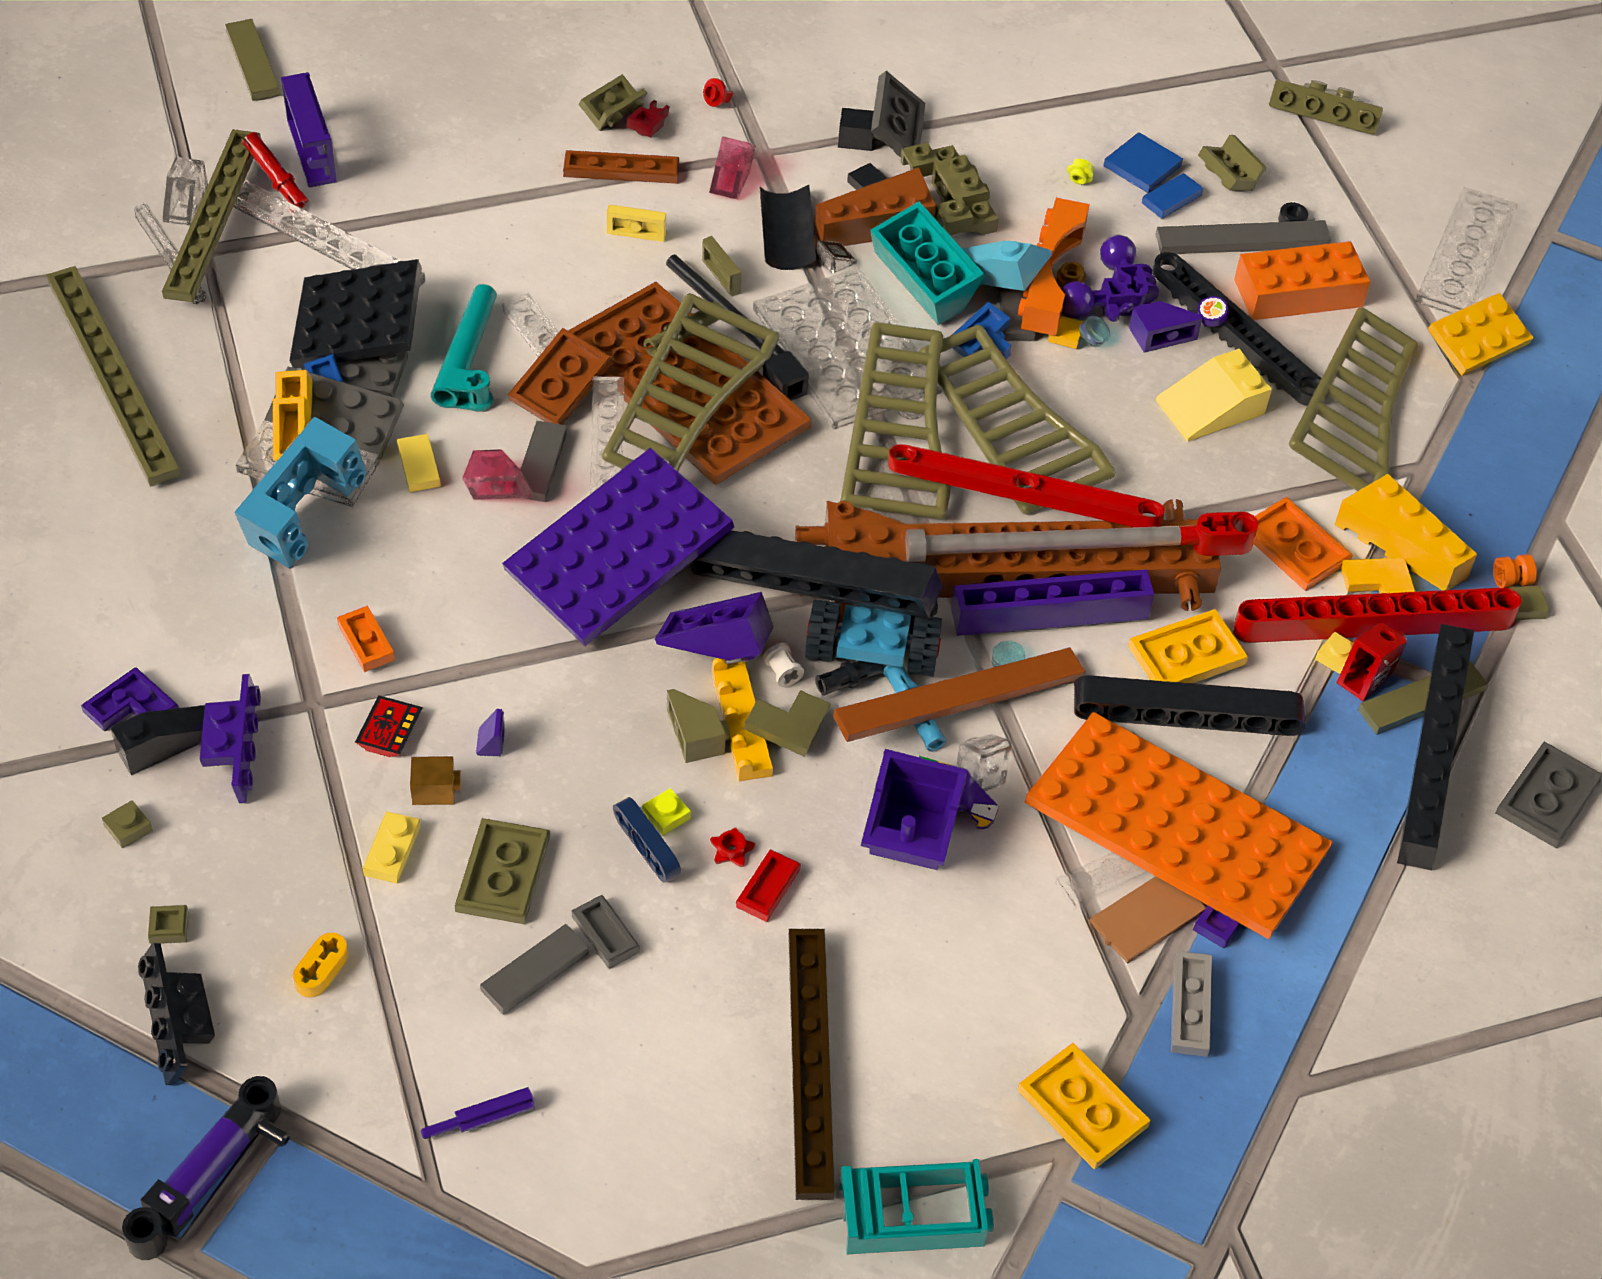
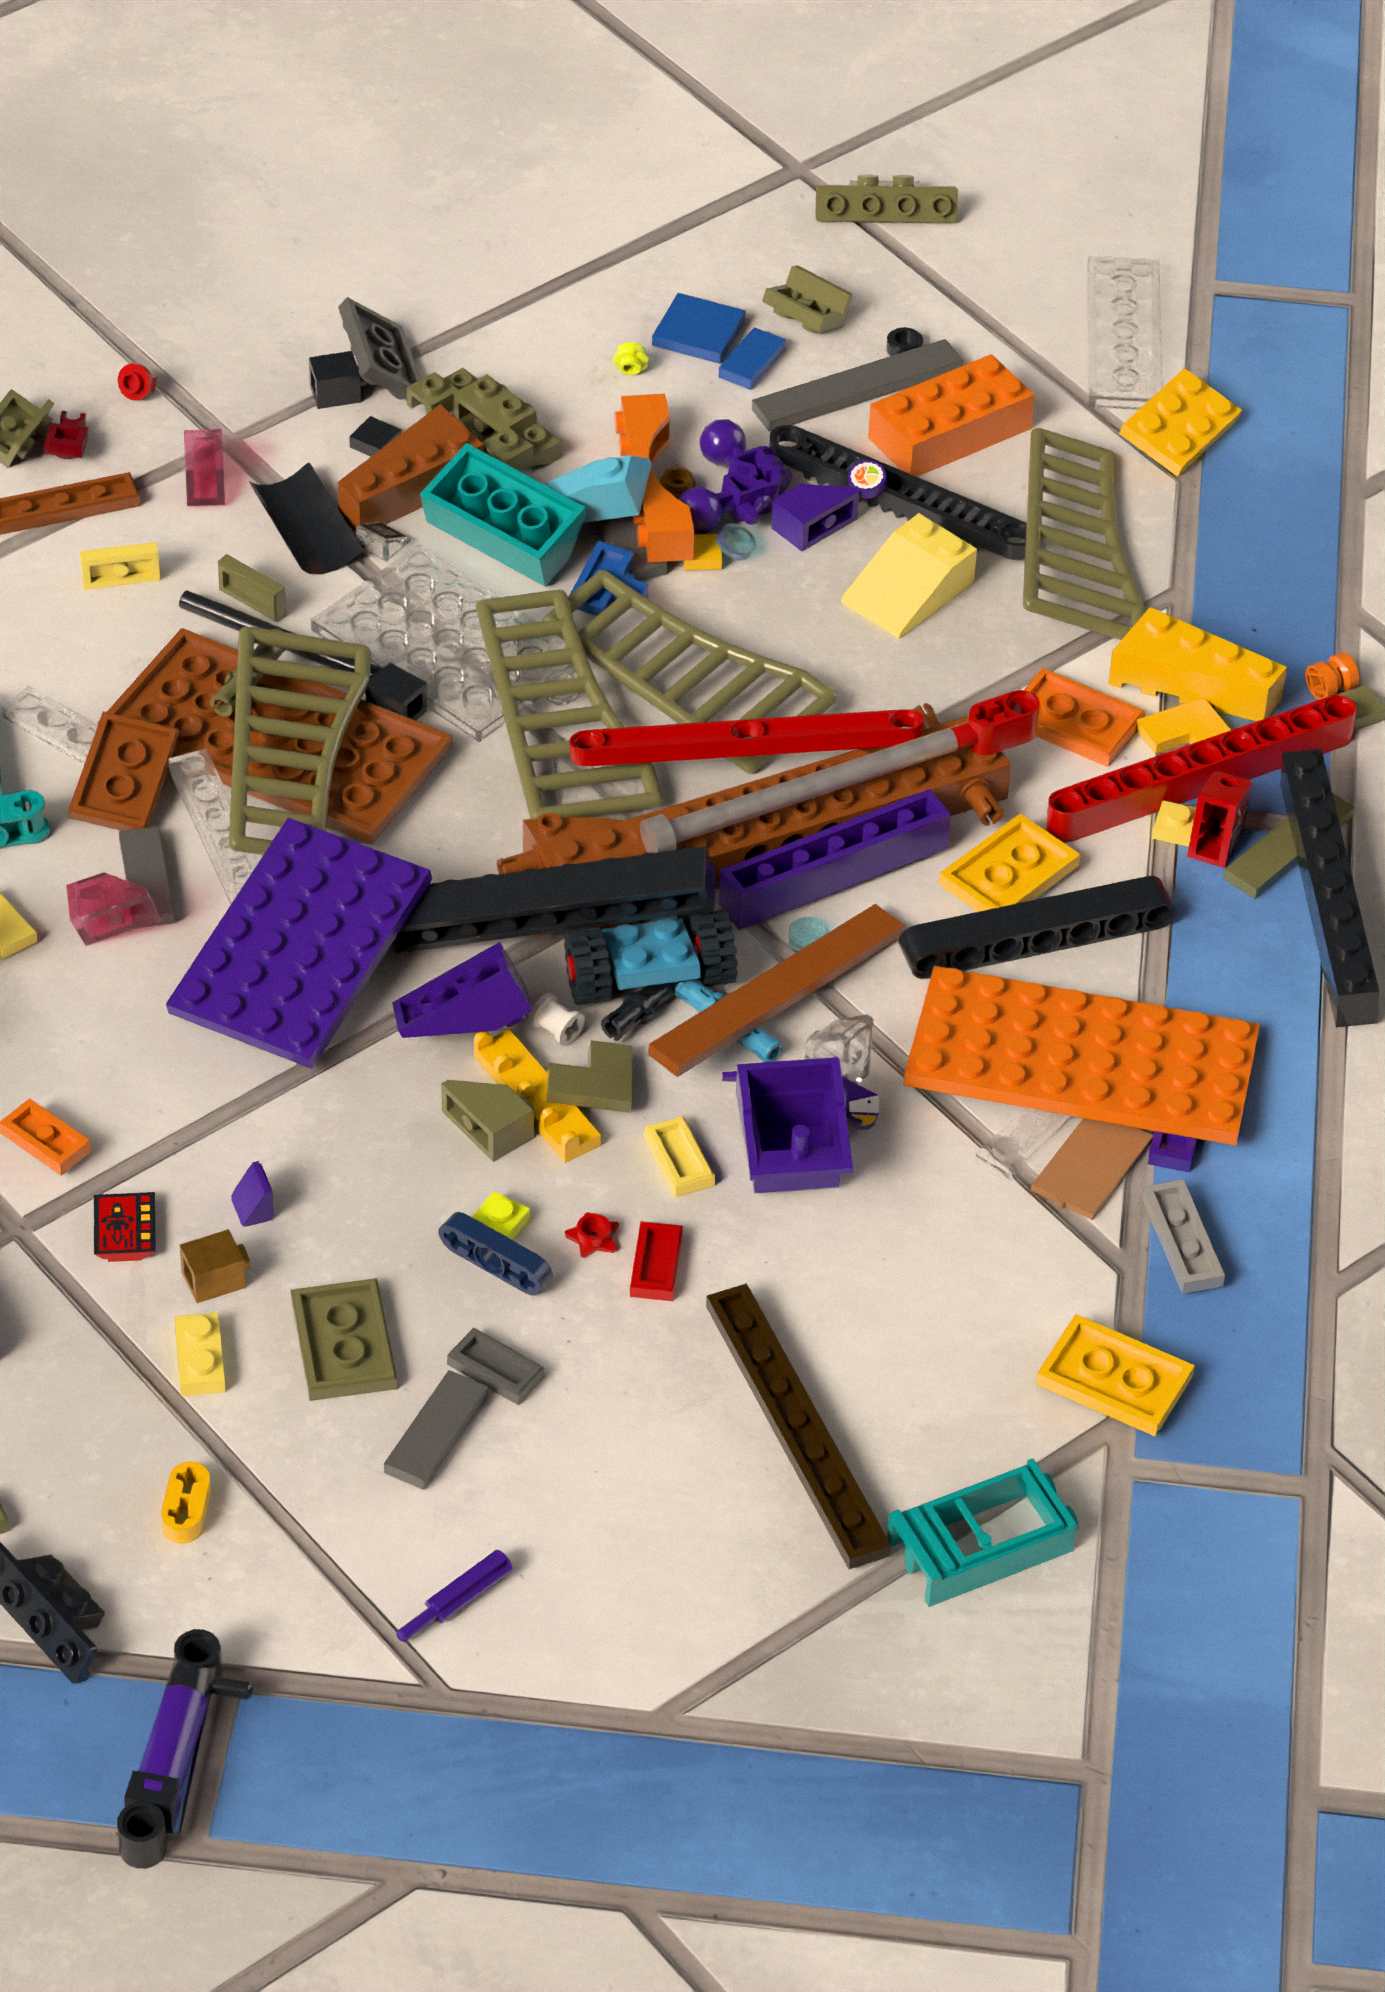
camera: 20 degrees left, 5 degrees down
(826, 805) = (679, 1156): none -> light yellow tile

